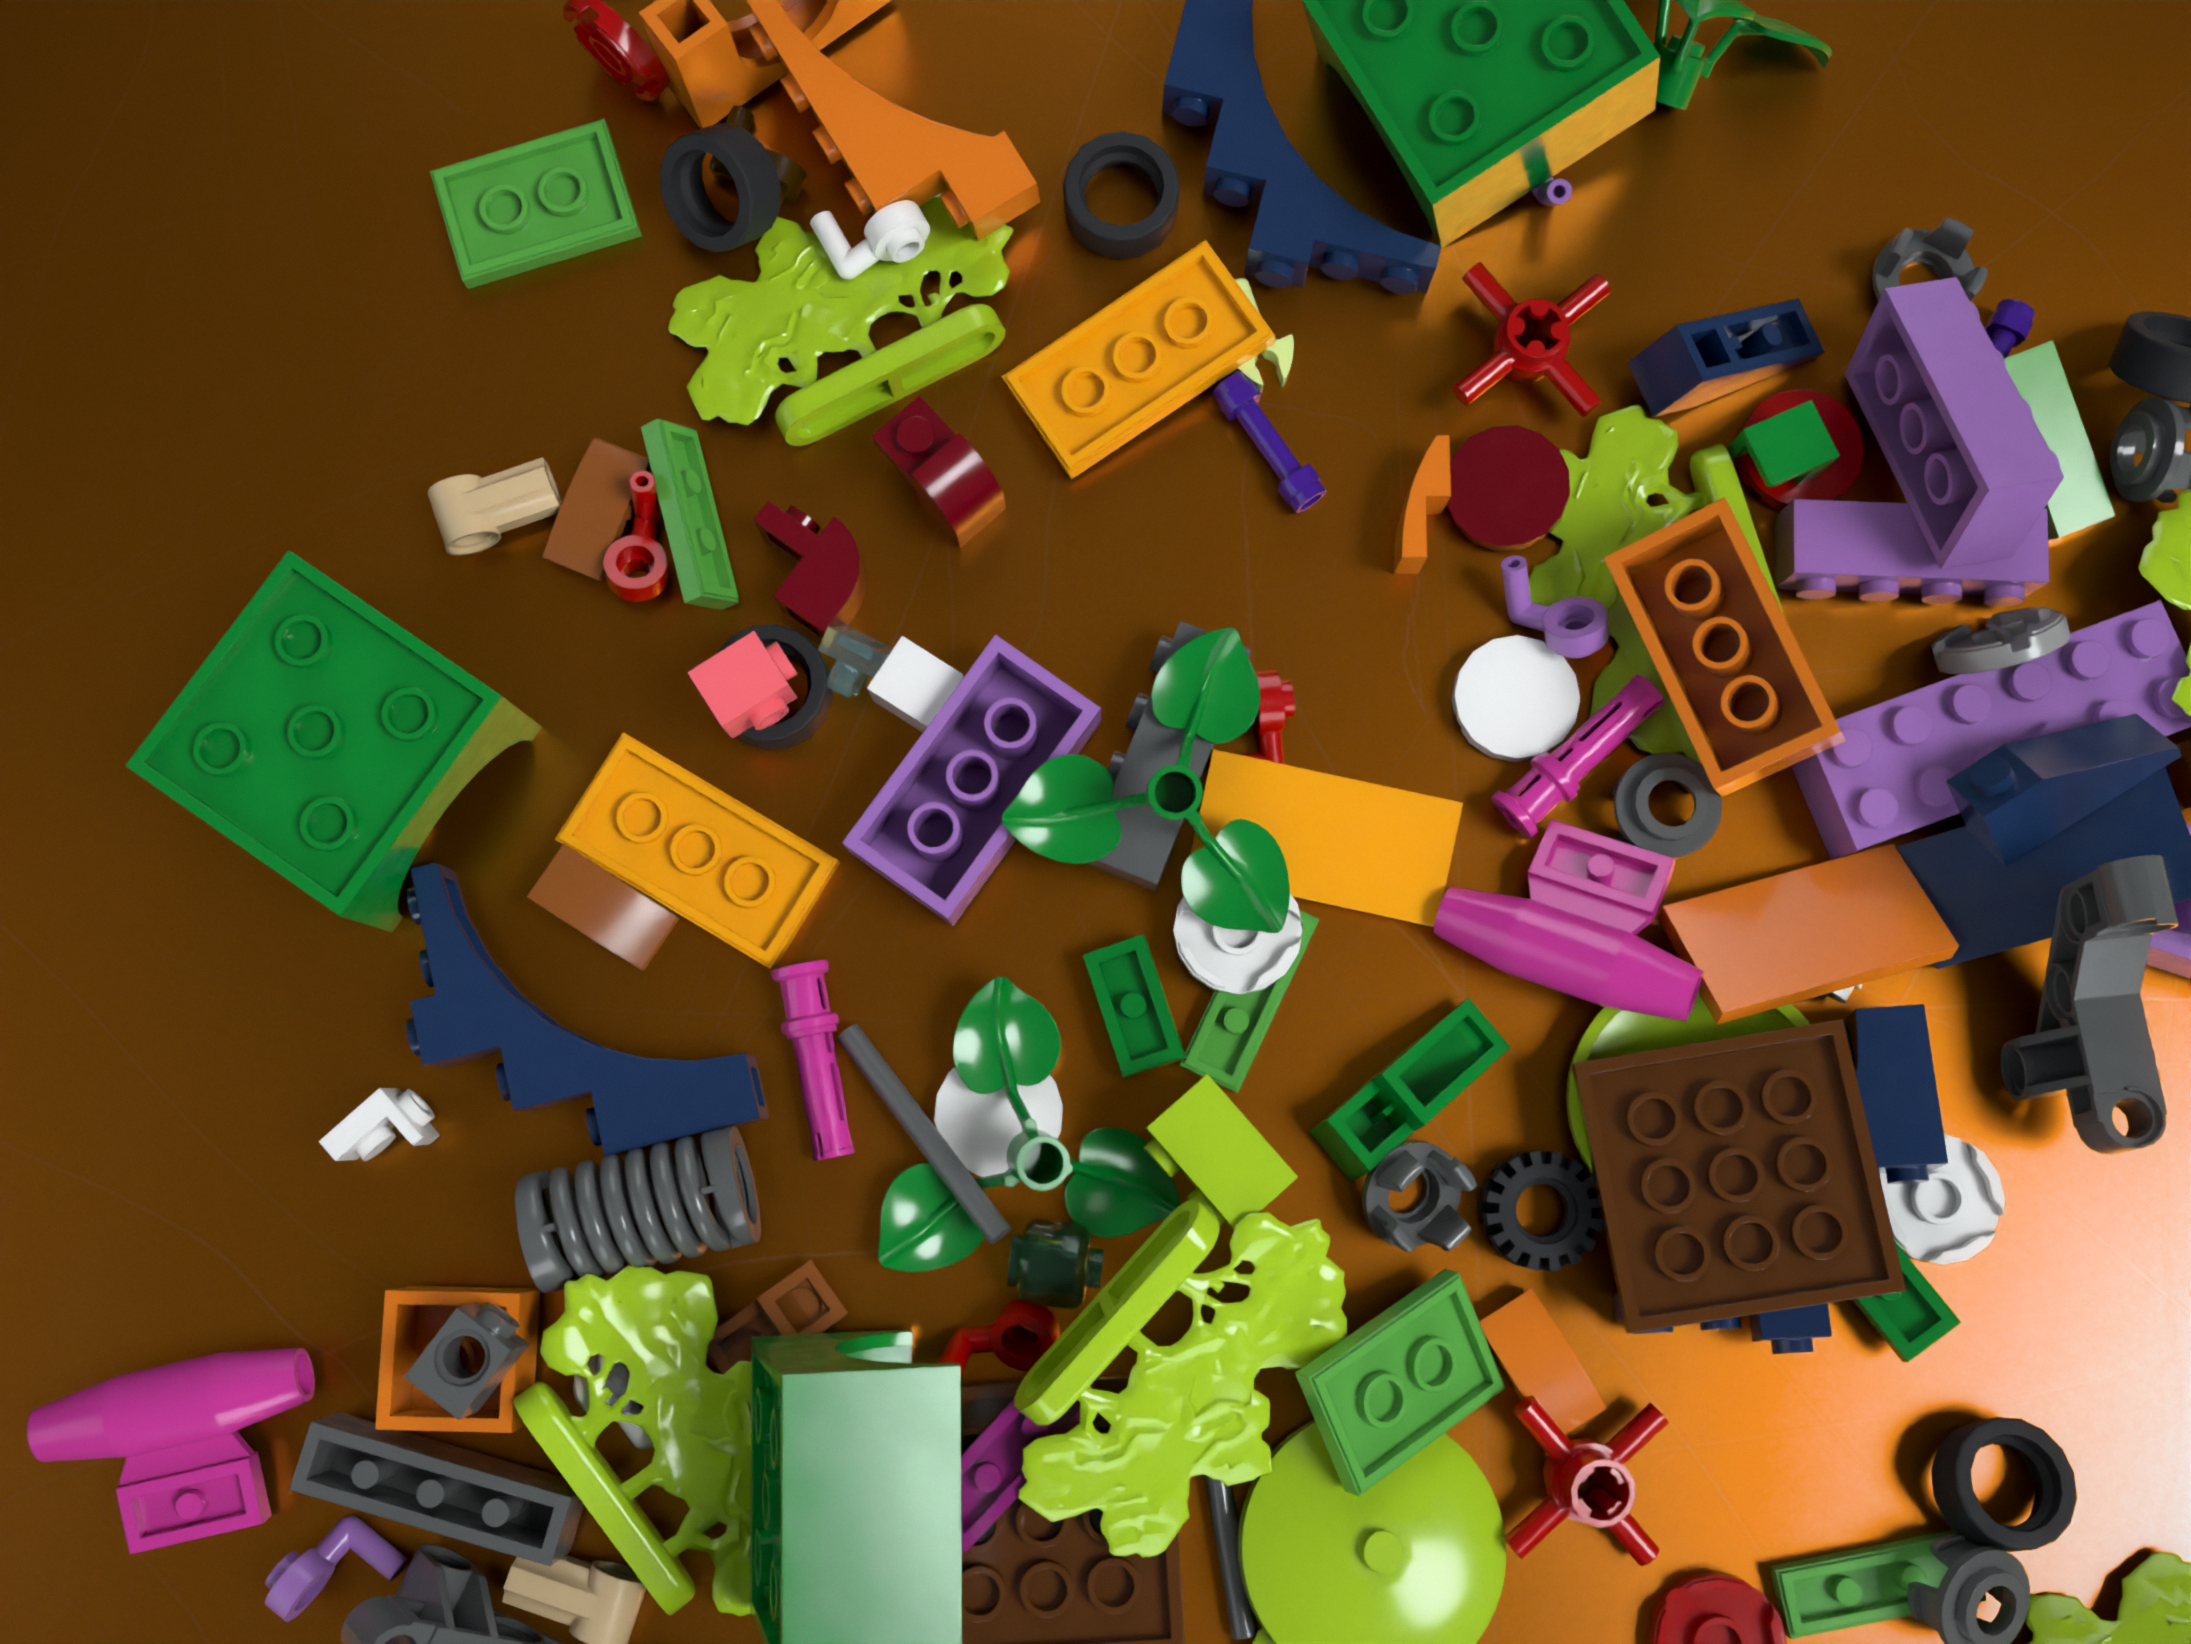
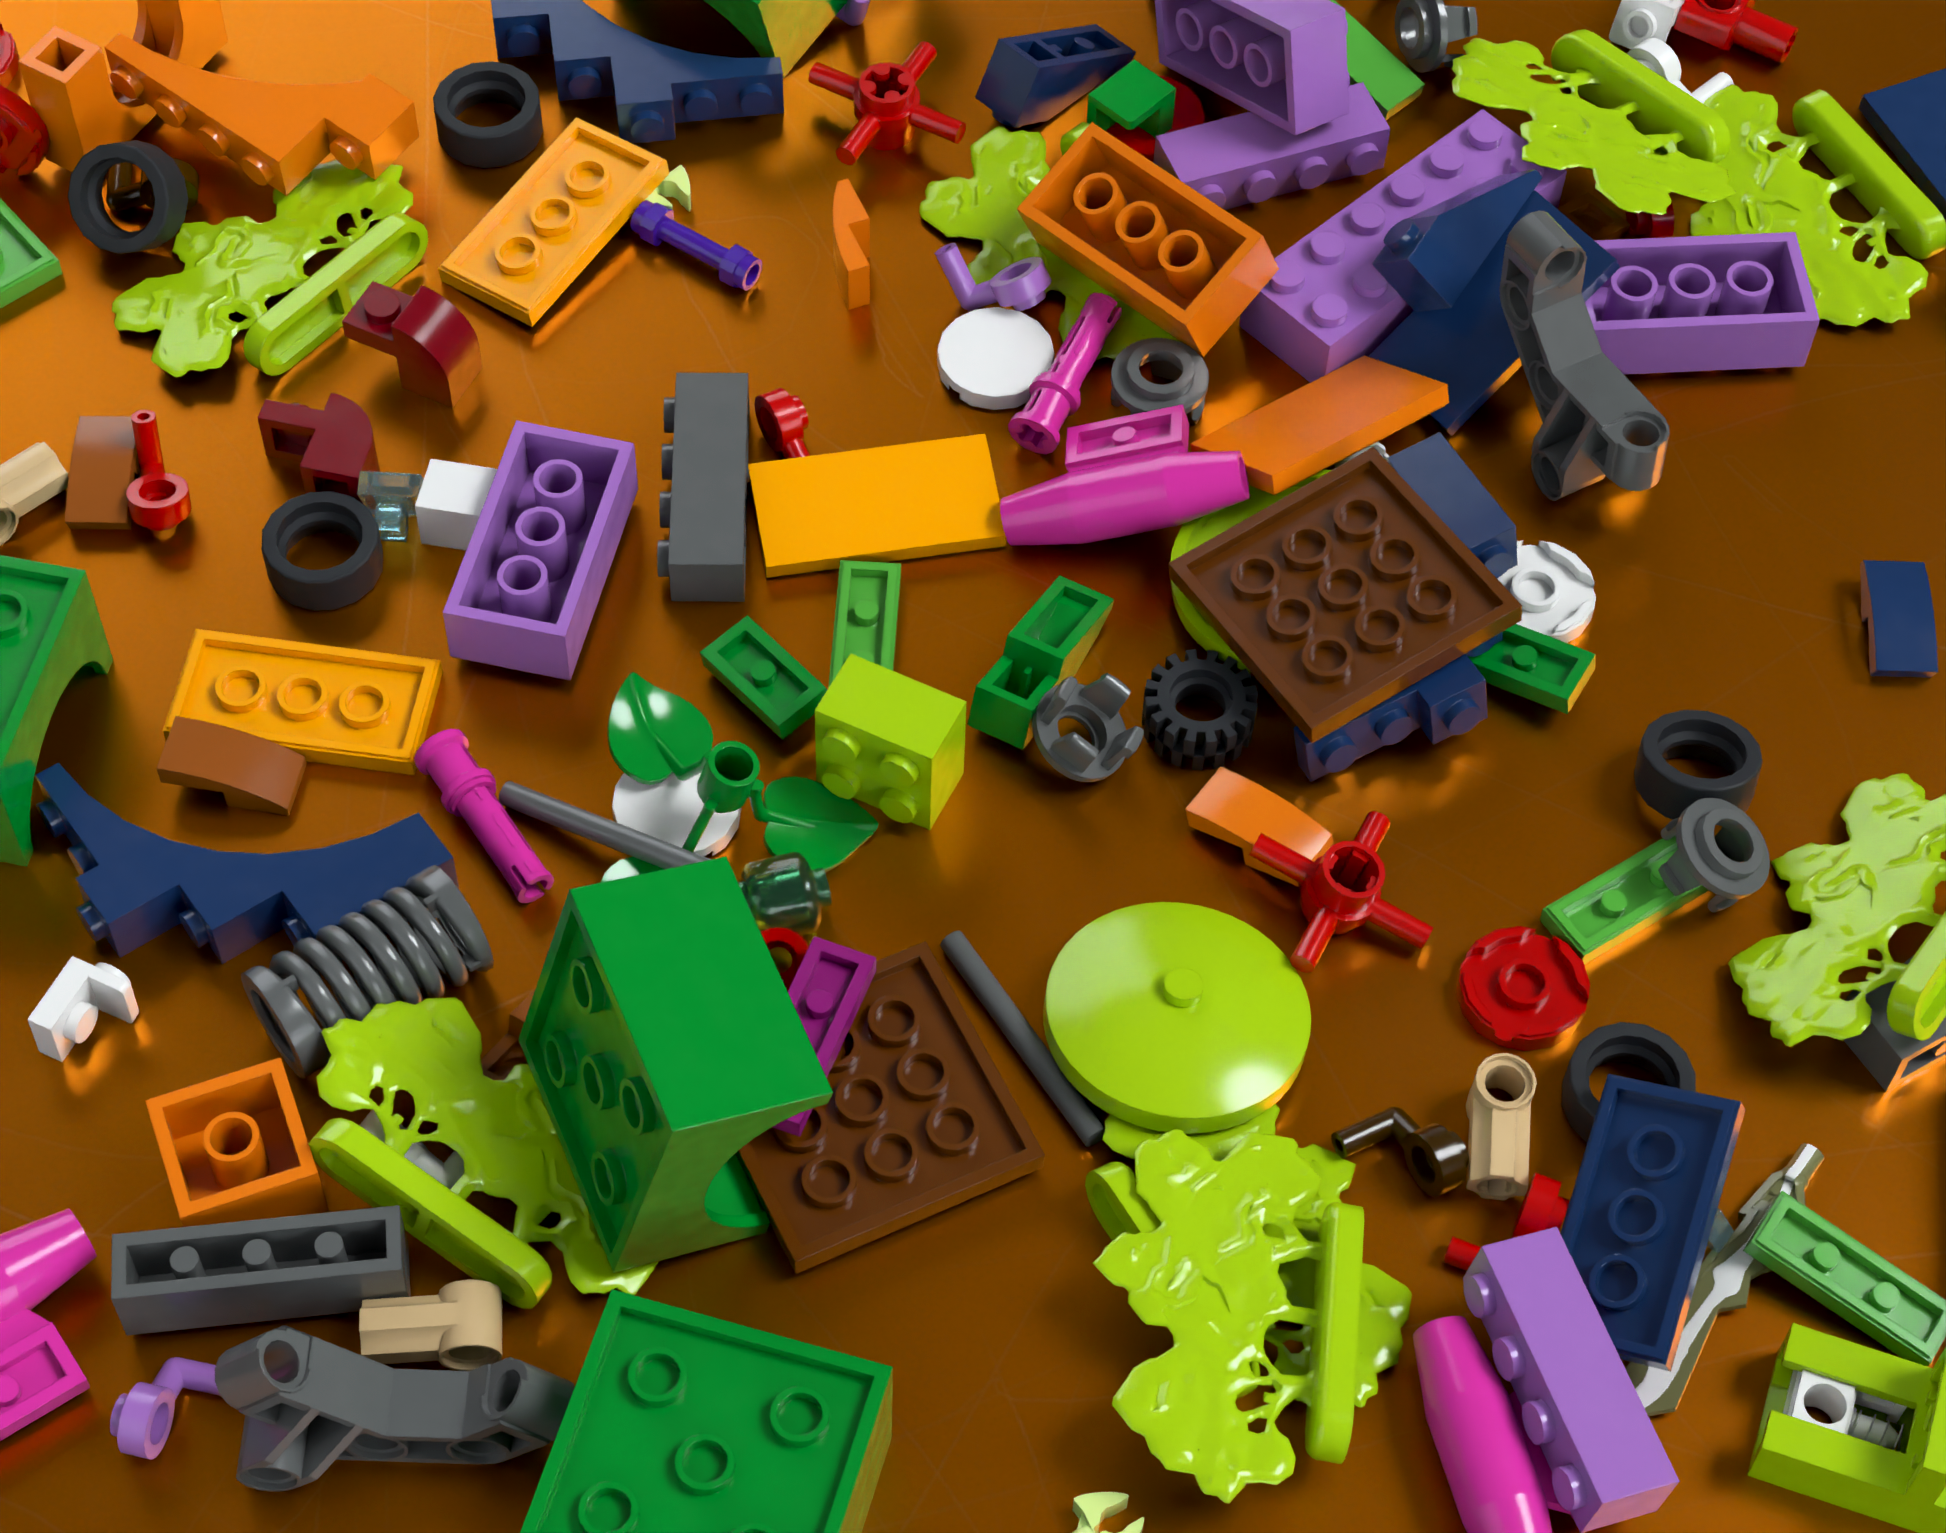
camera: 25 degrees left, 25 degrees down
(439, 1367) = (260, 1129): dark grey brick -> none
(690, 515) = (195, 445): bright green tile -> none
(746, 684) = (301, 527): coral brick -> none
(890, 235) = (297, 188): white plate -> none
(1070, 809) = (724, 415): green plant -> none
(1185, 1403) = (948, 925): lime plant -> none
(1234, 958) = (831, 587): white tile -> none
(1400, 1381) = (1136, 857): bright green tile -> none
(1508, 488) = (917, 212): dark red tile -> none
(2006, 641) = (1371, 172): light grey tile -> none

